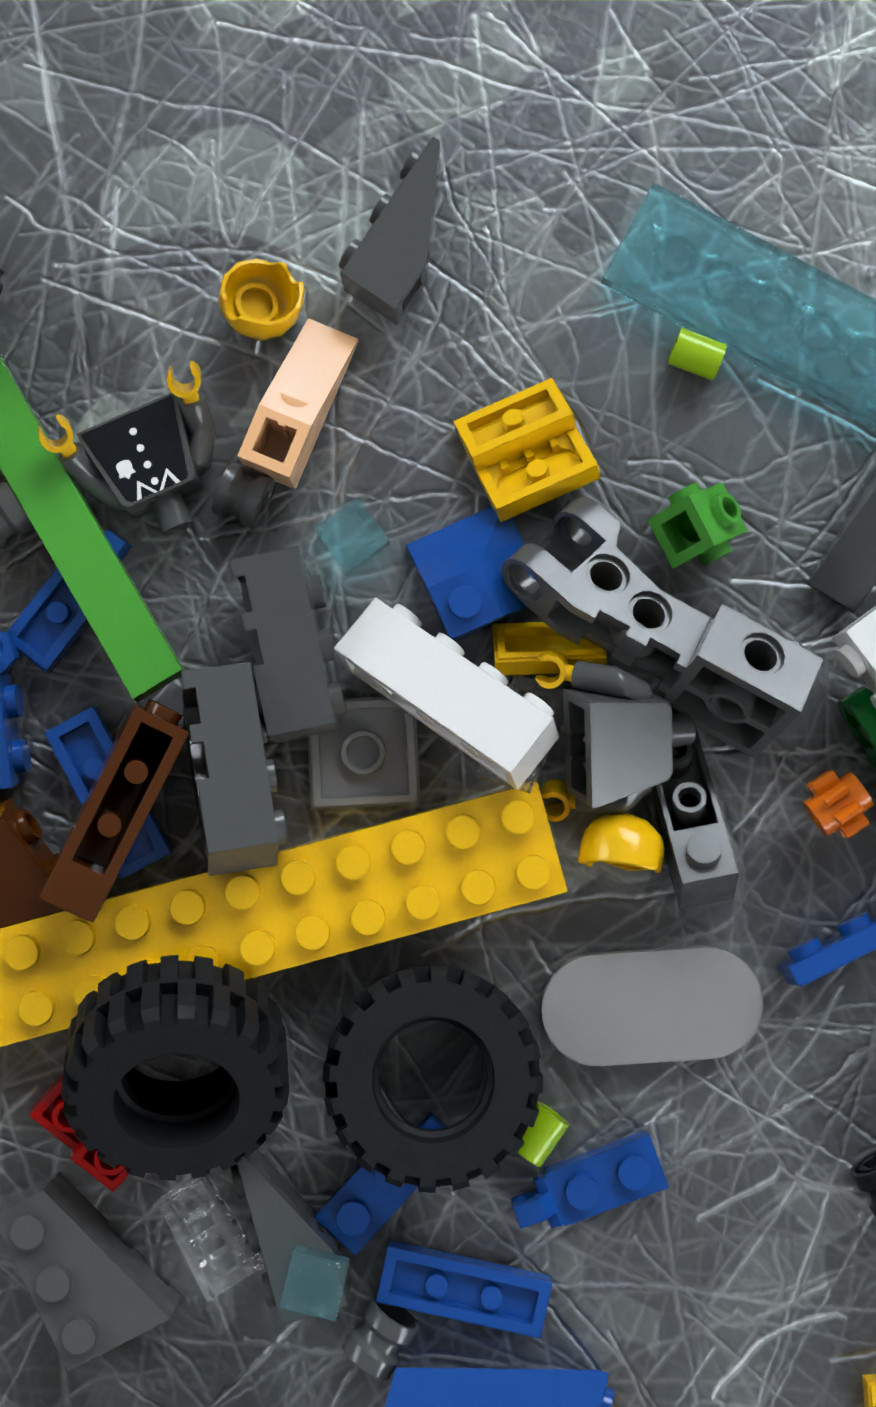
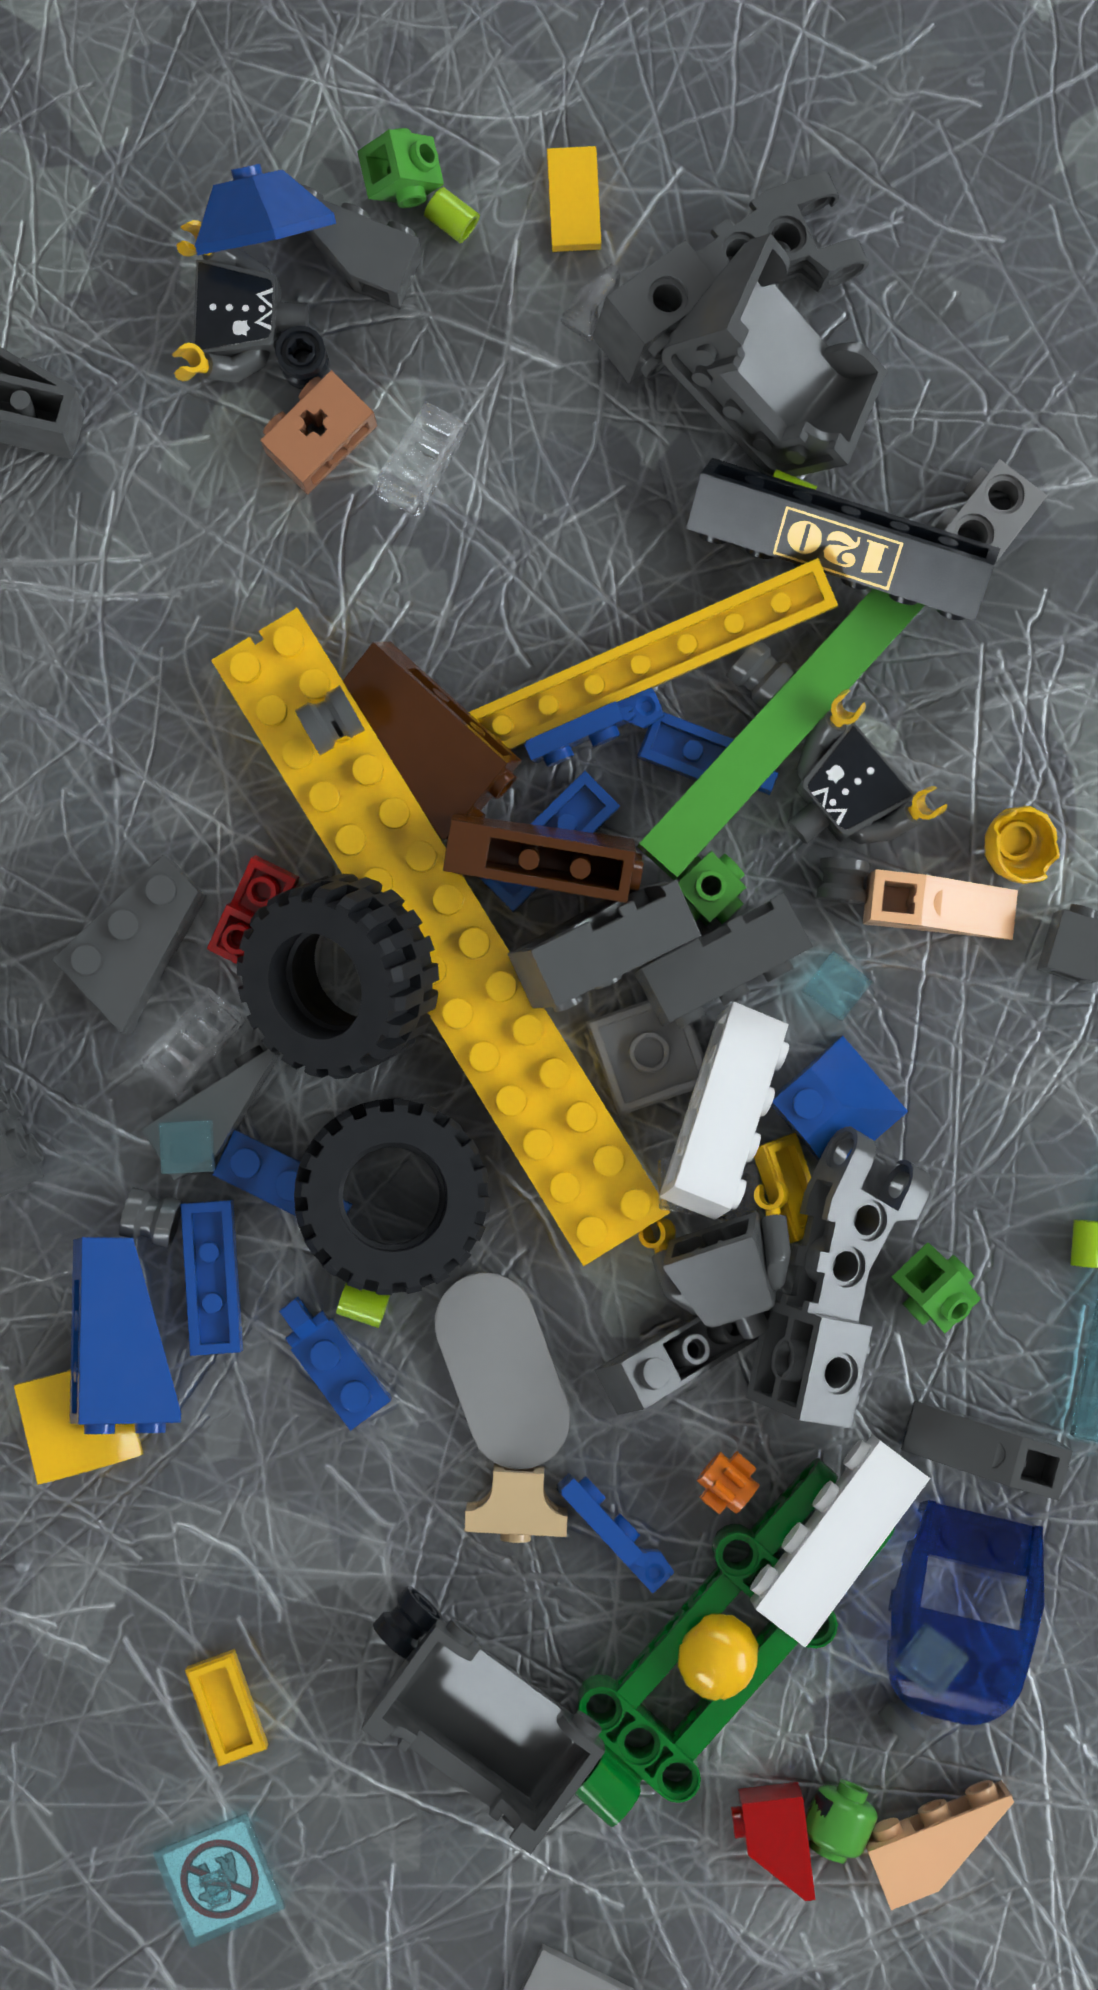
camera: 75 degrees right, 0 degrees up
(227, 630) = (720, 905): none -> bright green brick
(526, 449) = (959, 1117): yellow slope -> none
(622, 843) = (637, 1302): yellow hair -> none
(801, 1034) = (516, 1507): none -> tan brick

